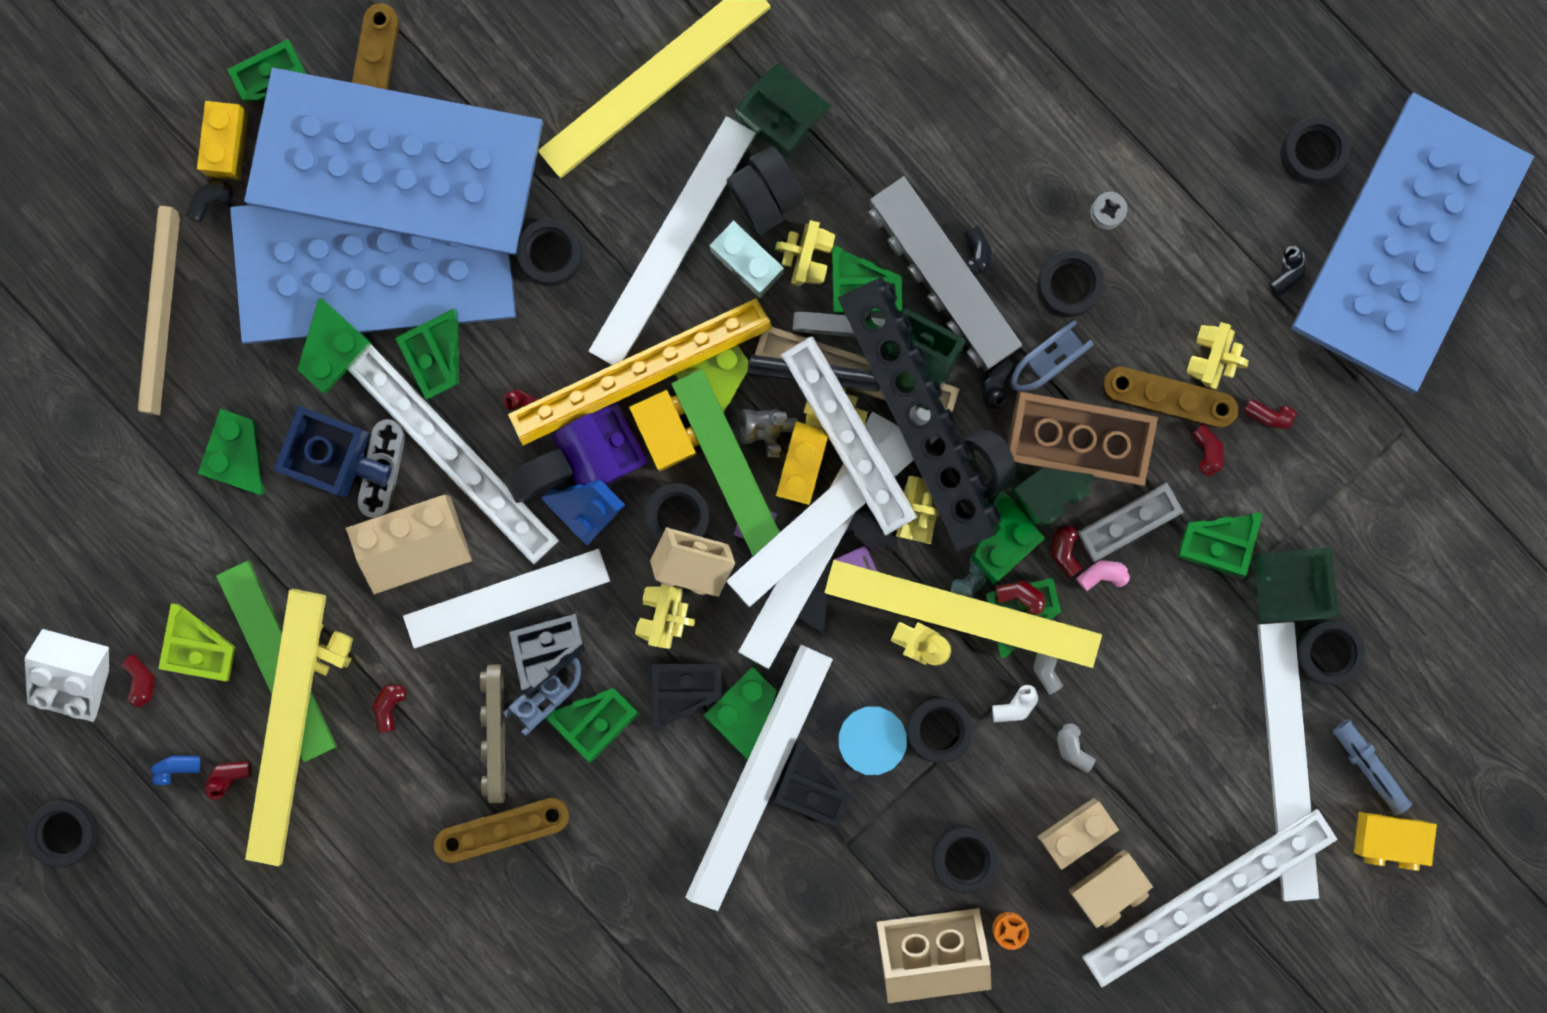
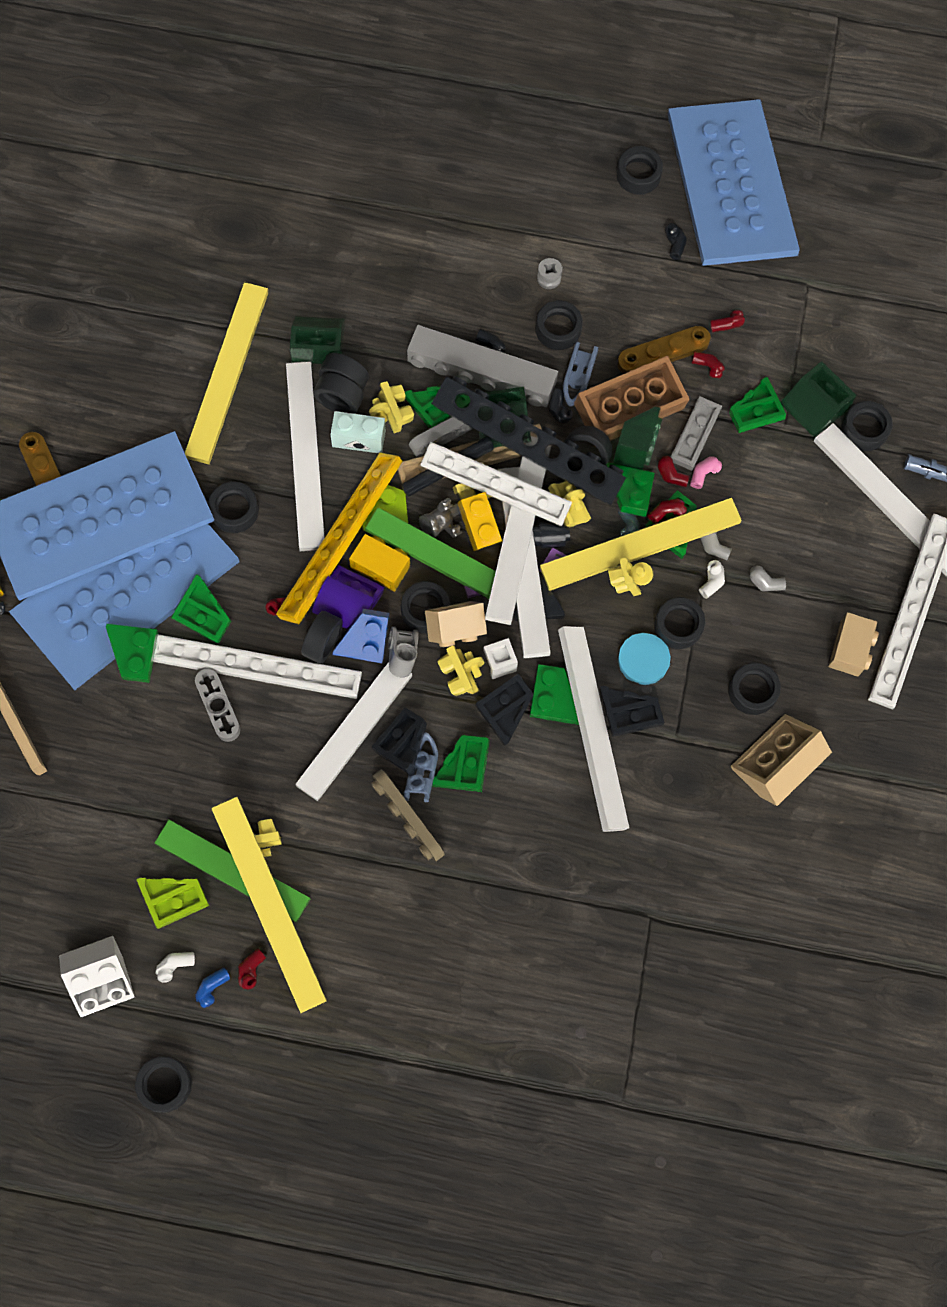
camera: 40 degrees left, 15 degrees down
(142, 681) = (150, 945): dark red arm -> none
(152, 714) = (171, 962): none -> white arm
(233, 453) = (113, 760): green wing -> none
(328, 454) = (176, 714): dark blue brick -> none
(385, 703) = (322, 848): dark red arm -> none
(409, 544) = (268, 735): tan slope -> none
(501, 830) = (455, 873): pearl gold plate -> none
(620, 546) = (402, 651): none -> light grey piece
(713, 633) = (501, 658): none -> white panel
(1013, 936) = (818, 707): orange wheel -> none
(1078, 833) = (808, 625): tan brick -> none
(1220, 341) = (666, 300): light yellow hips -> none

